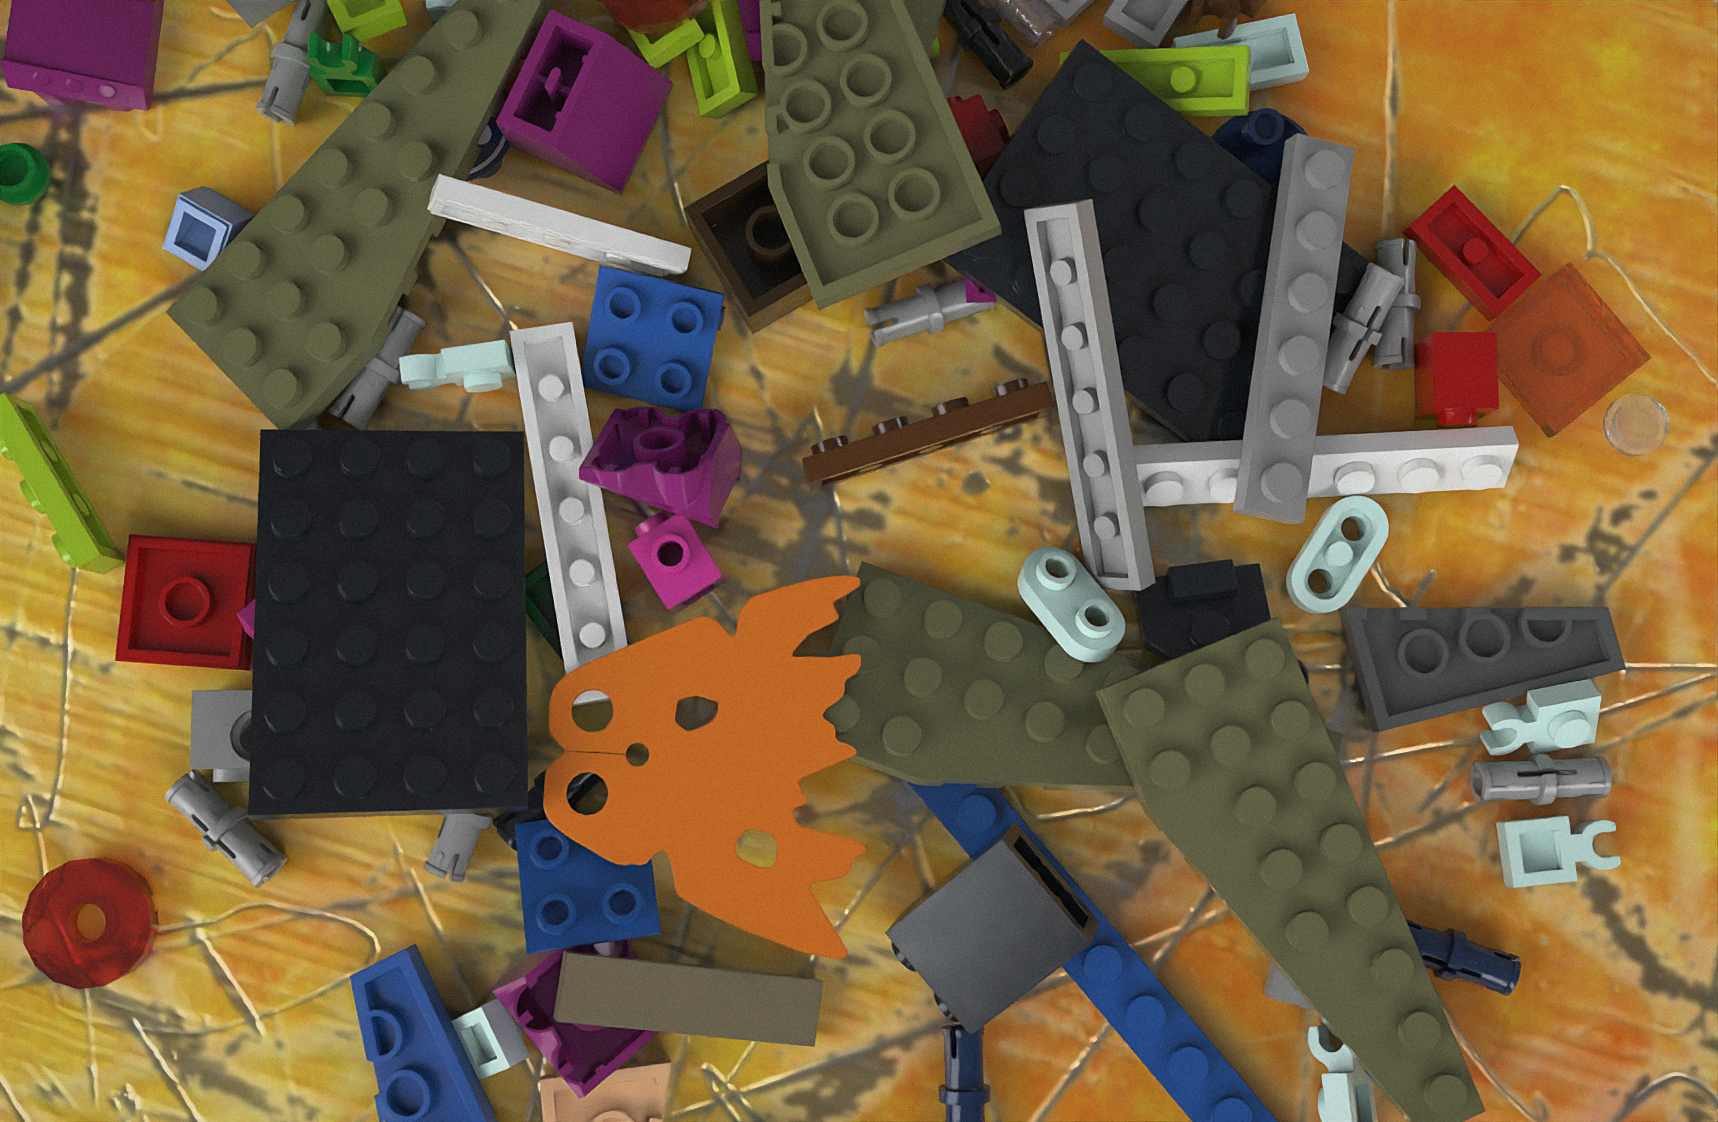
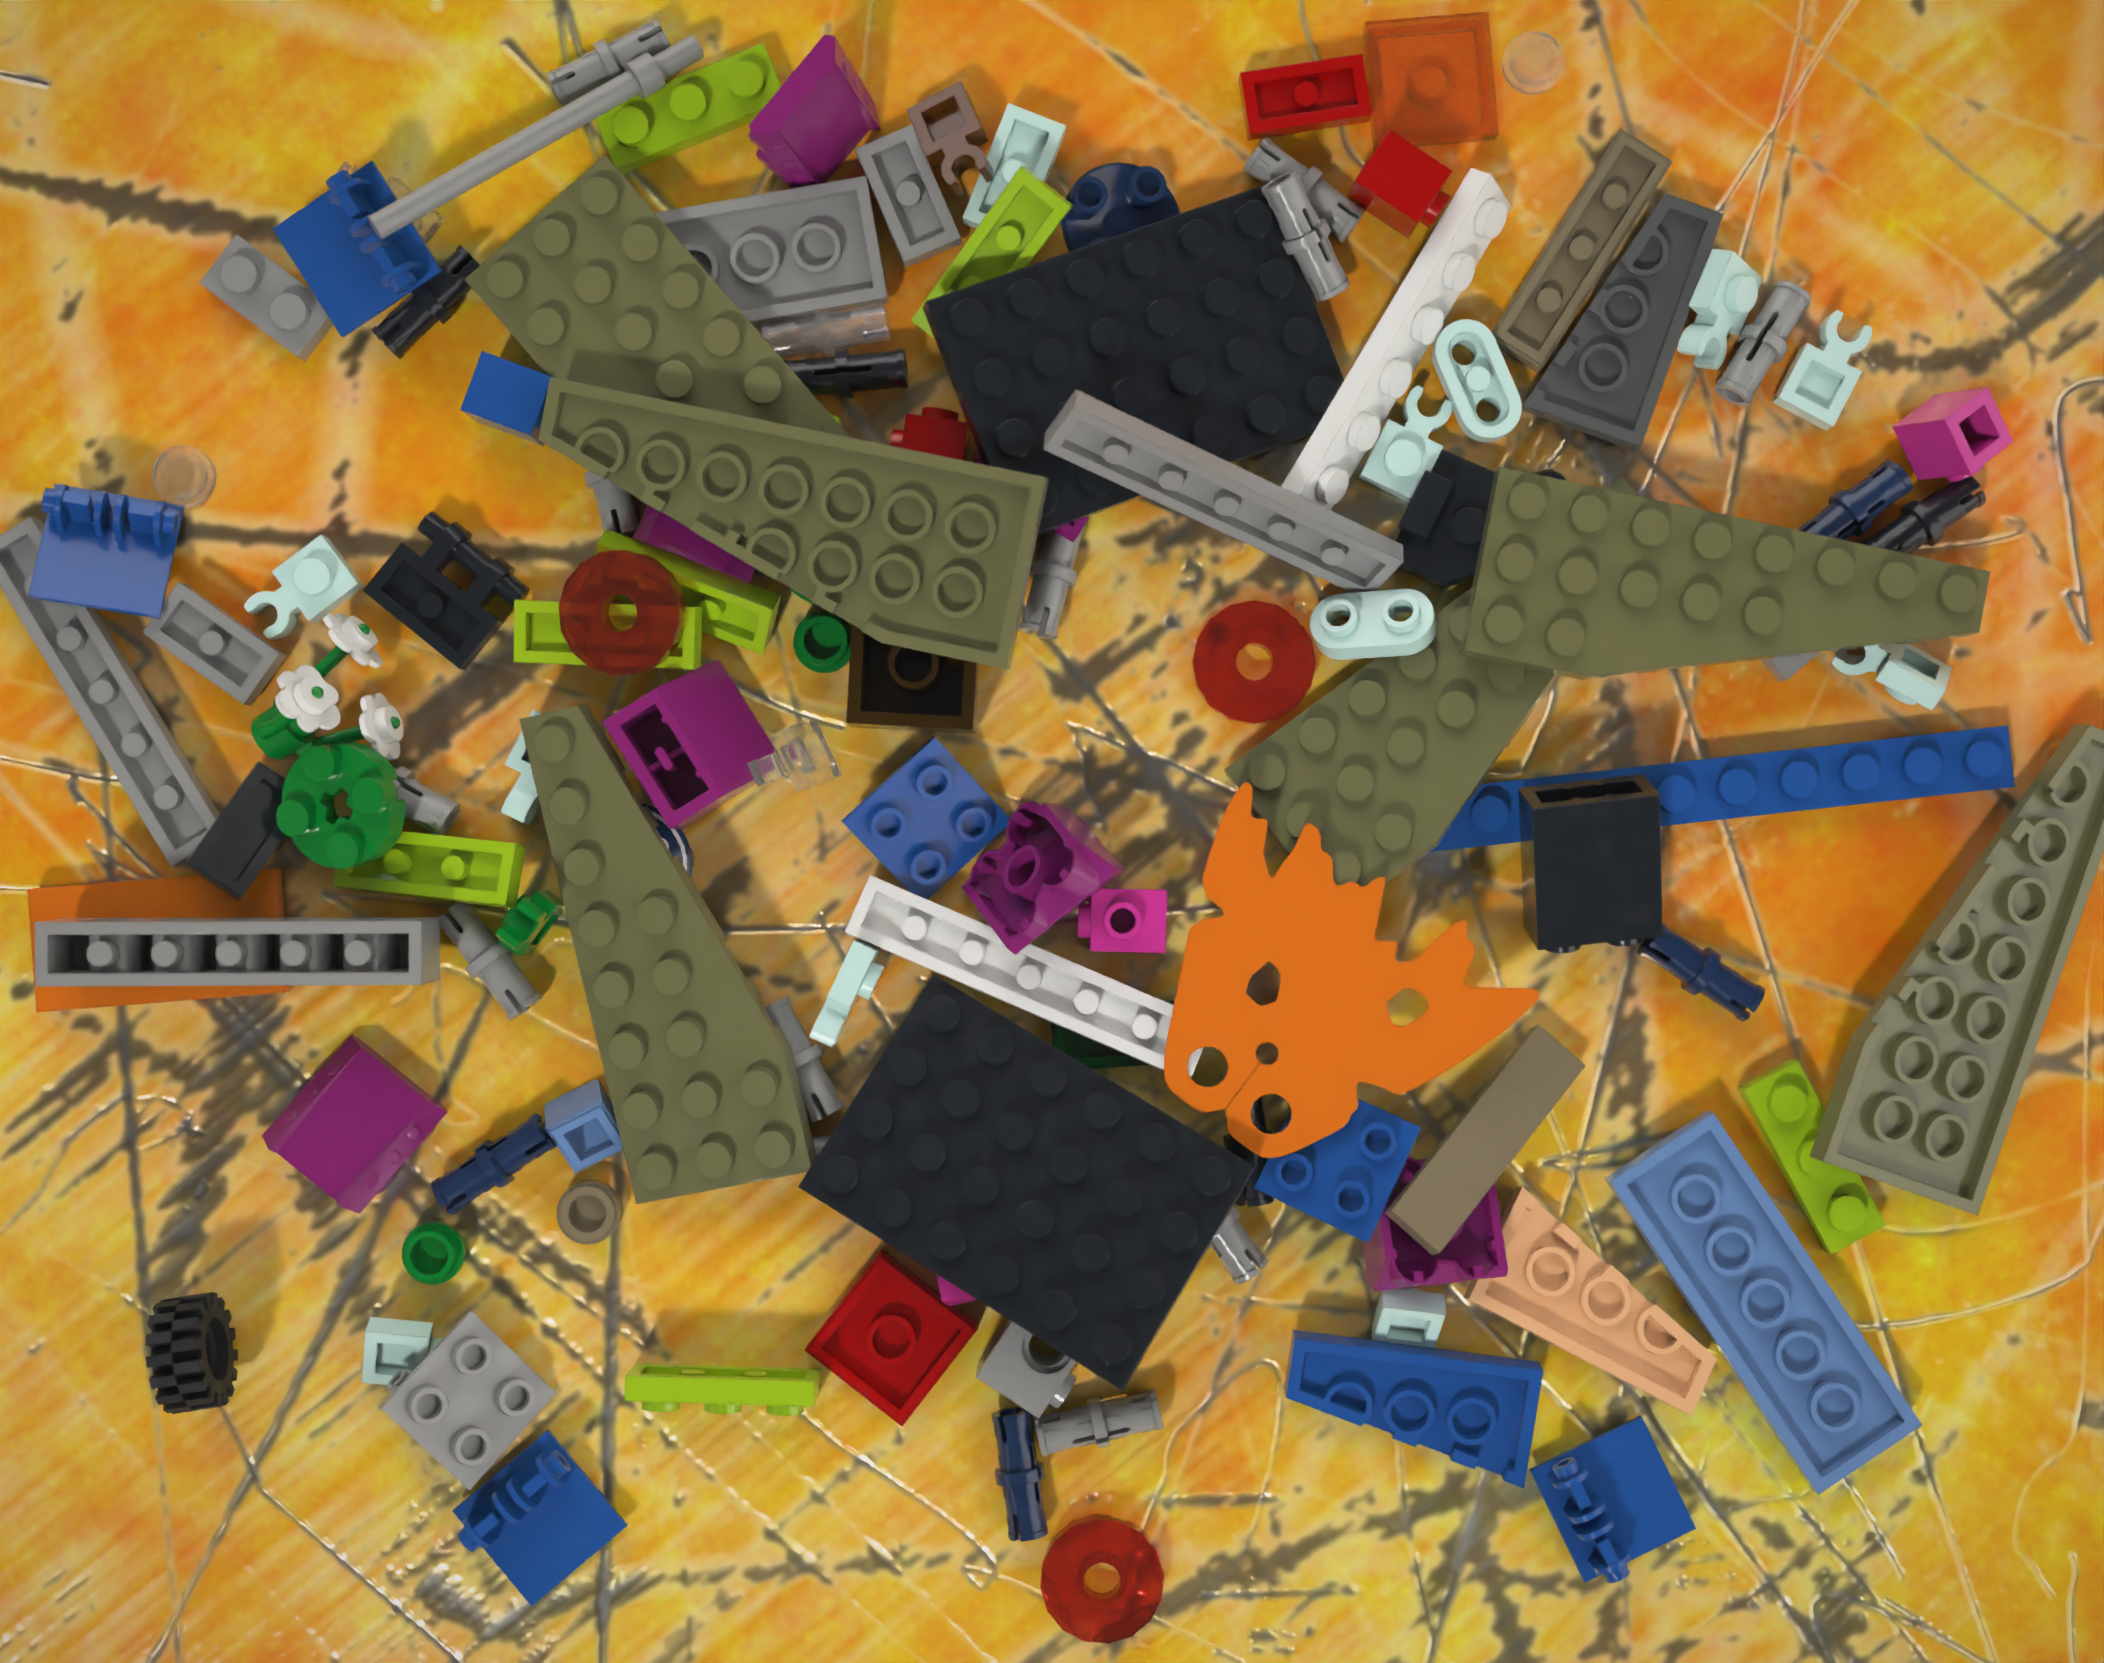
camera: 55 degrees left, 5 degrees up
(122, 172) = (493, 1164): none -> dark blue pin
(135, 280) = (589, 1211): none -> dark tan tile
(135, 790) = (1019, 1474): none -> dark blue pin
(557, 229) = (791, 836): white tile -> none
(635, 192) = (799, 757): none -> clear plate
(739, 153) = (823, 642): none -> green plate
(950, 426) = (1162, 621): reddish brown plate -> none
(964, 564) = (1289, 654): none -> clear red tile
(1224, 535) = (1405, 451): none -> light aqua plate
(1294, 330) = (1277, 291): light grey plate -> none
(1490, 1027) = (1926, 520): none -> black pin
(1507, 570) = (1579, 250): none -> dark tan tile
(1580, 998) = (1953, 434): none -> dark pink brick

